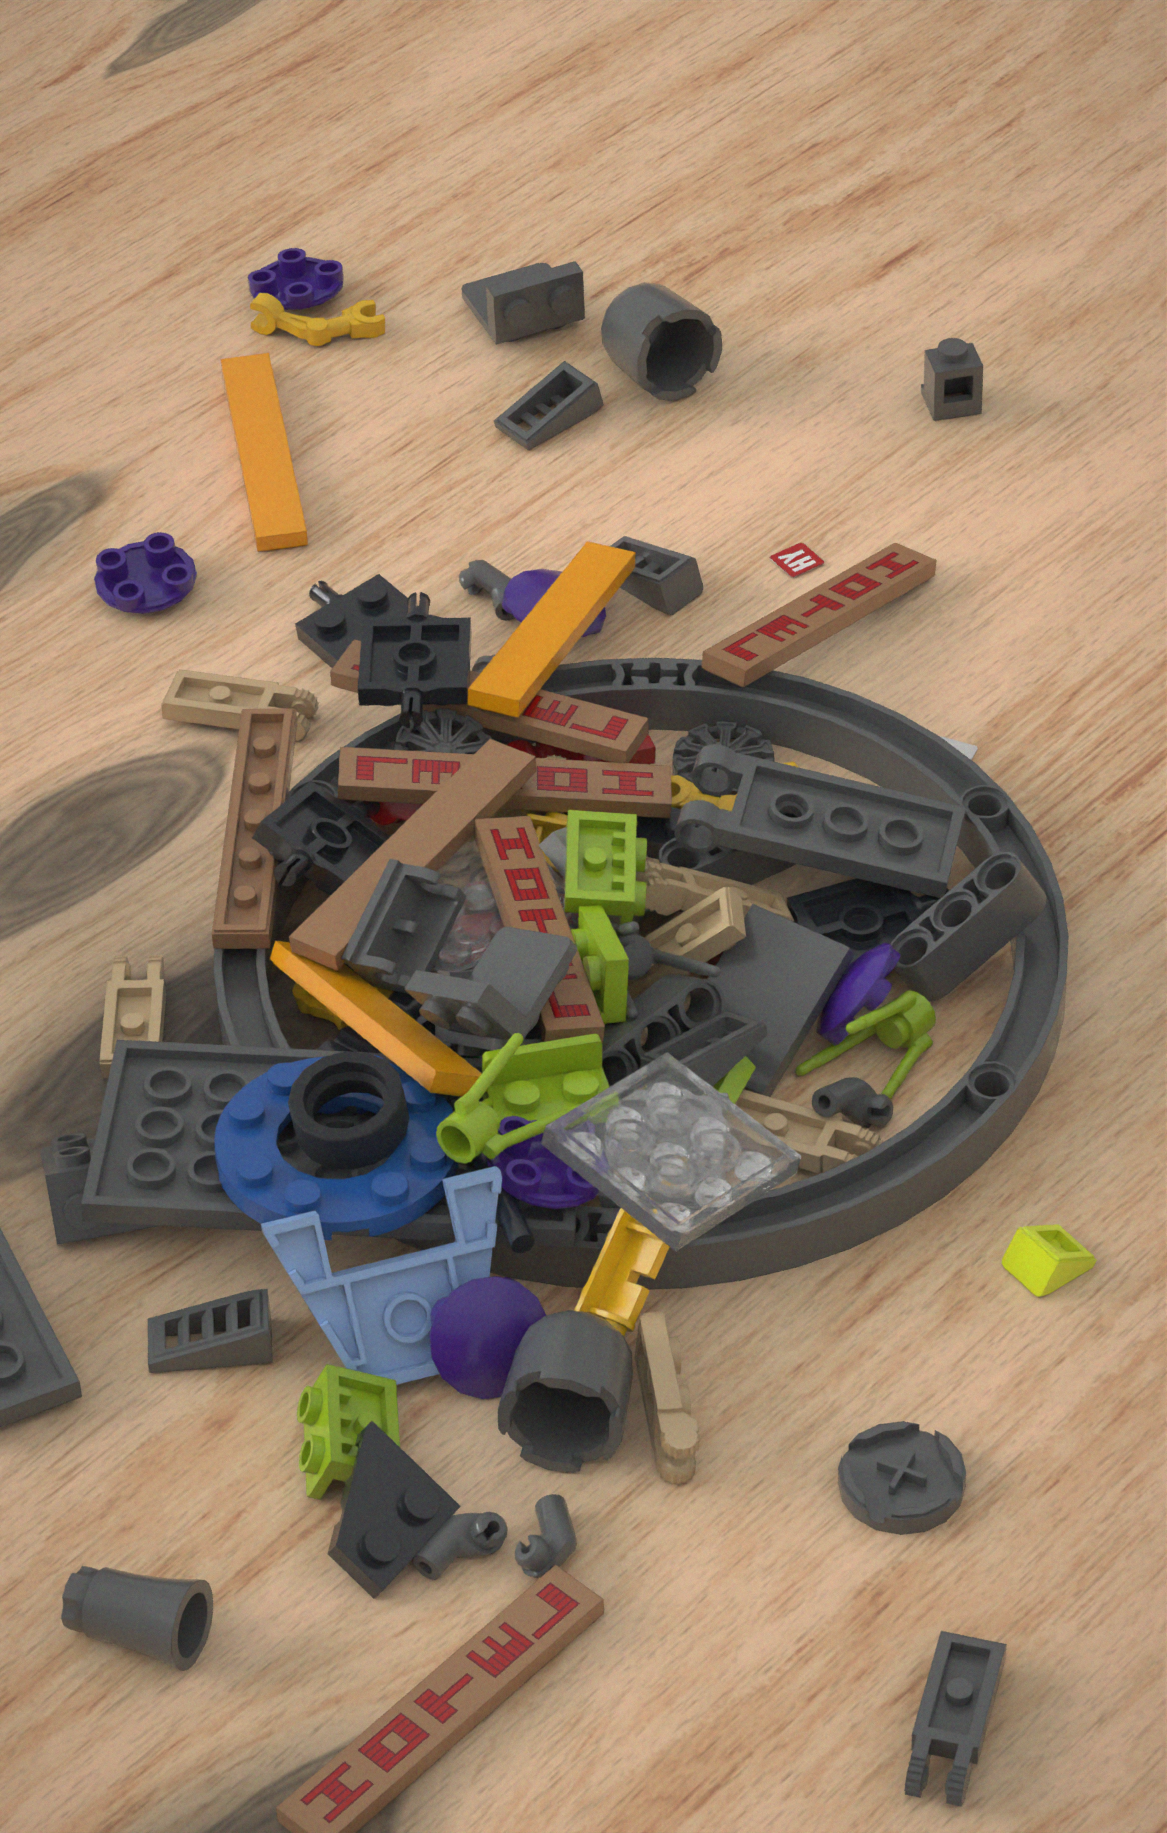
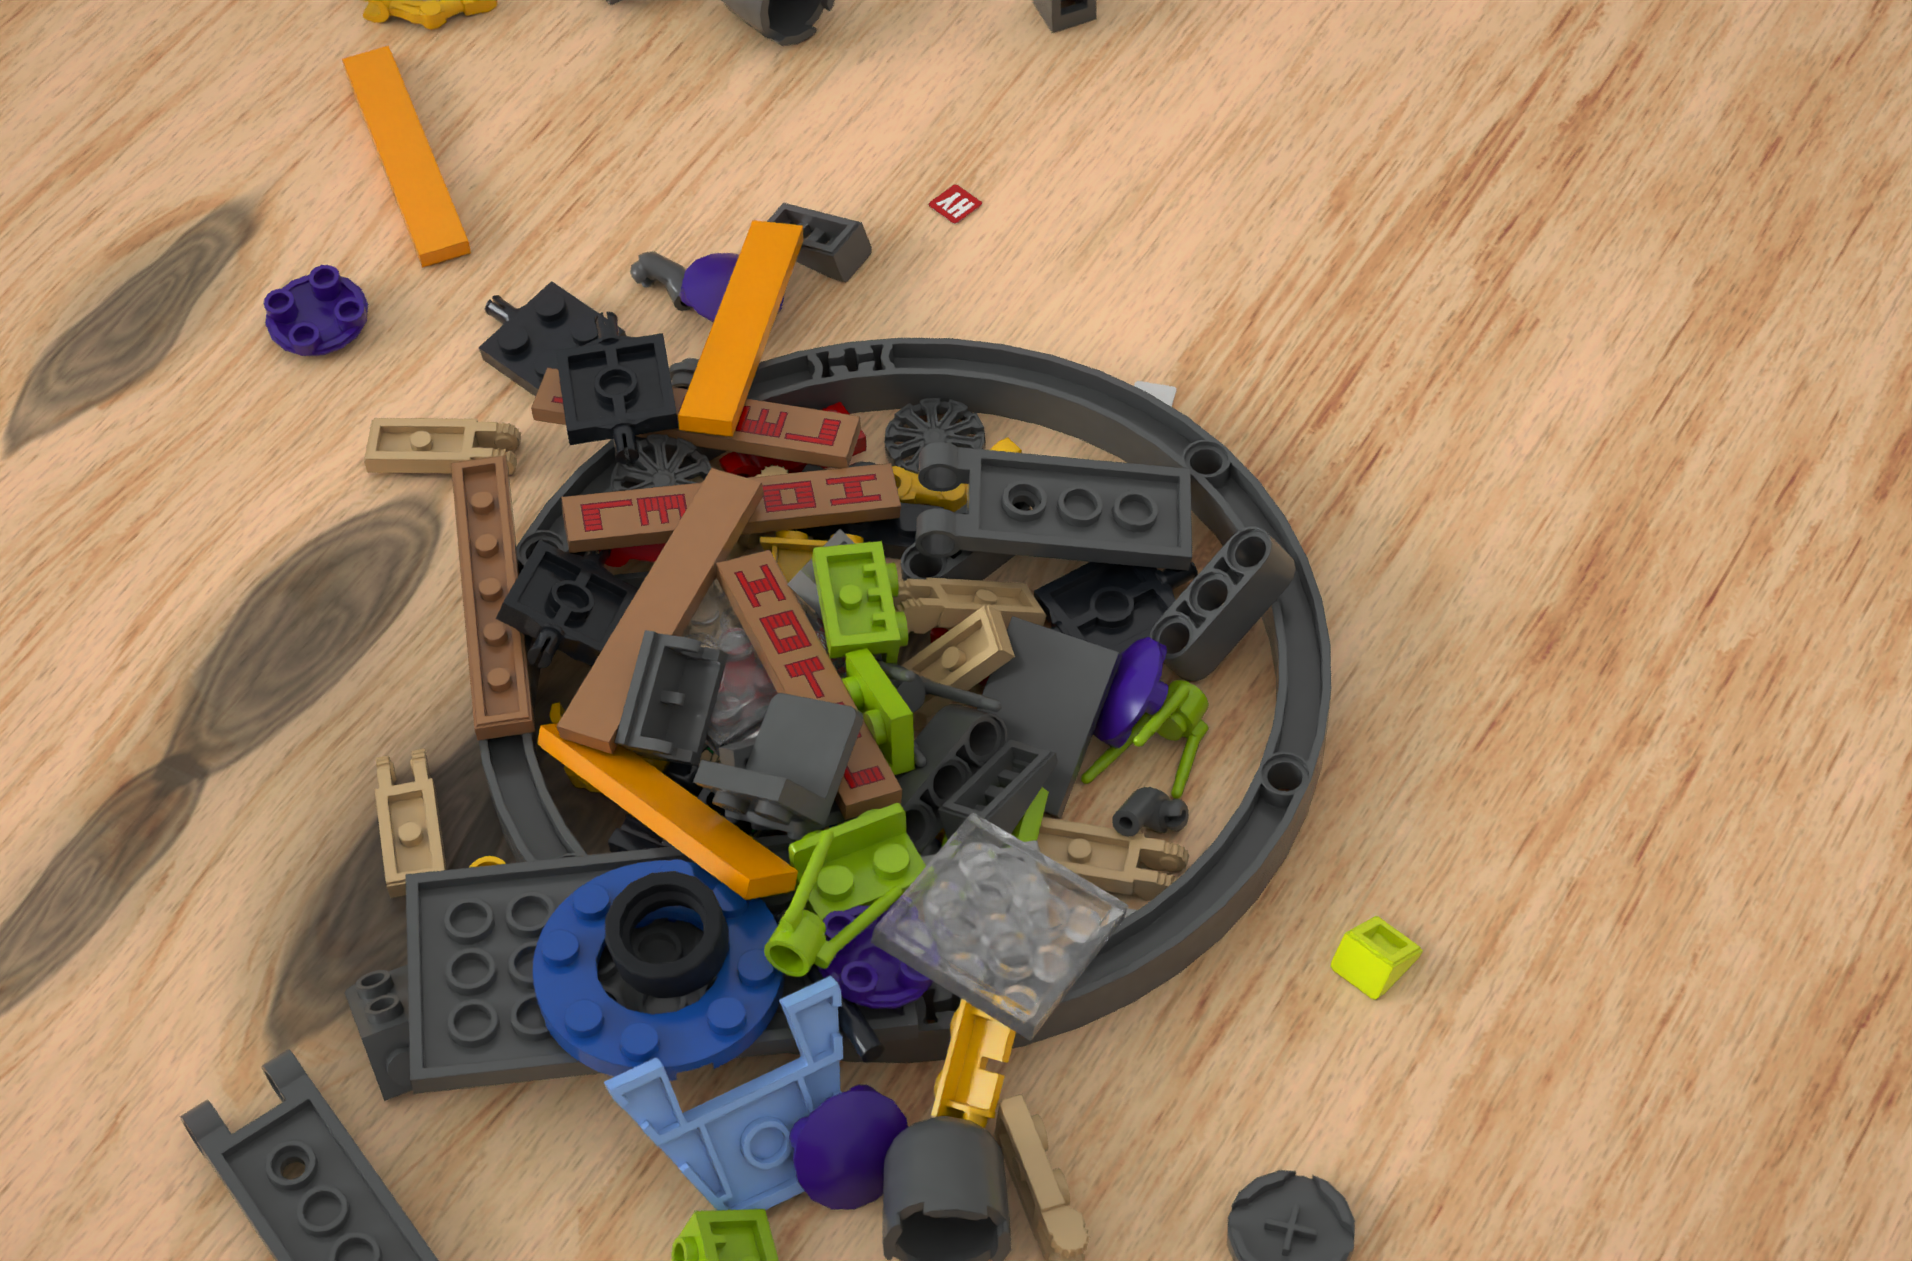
camera: 10 degrees left, 10 degrees up
(246, 1340) = (591, 1196): dark grey slope -> none
(565, 381) = (676, 51): dark grey slope -> none
(818, 614) = (995, 270): medium nougat tile -> none

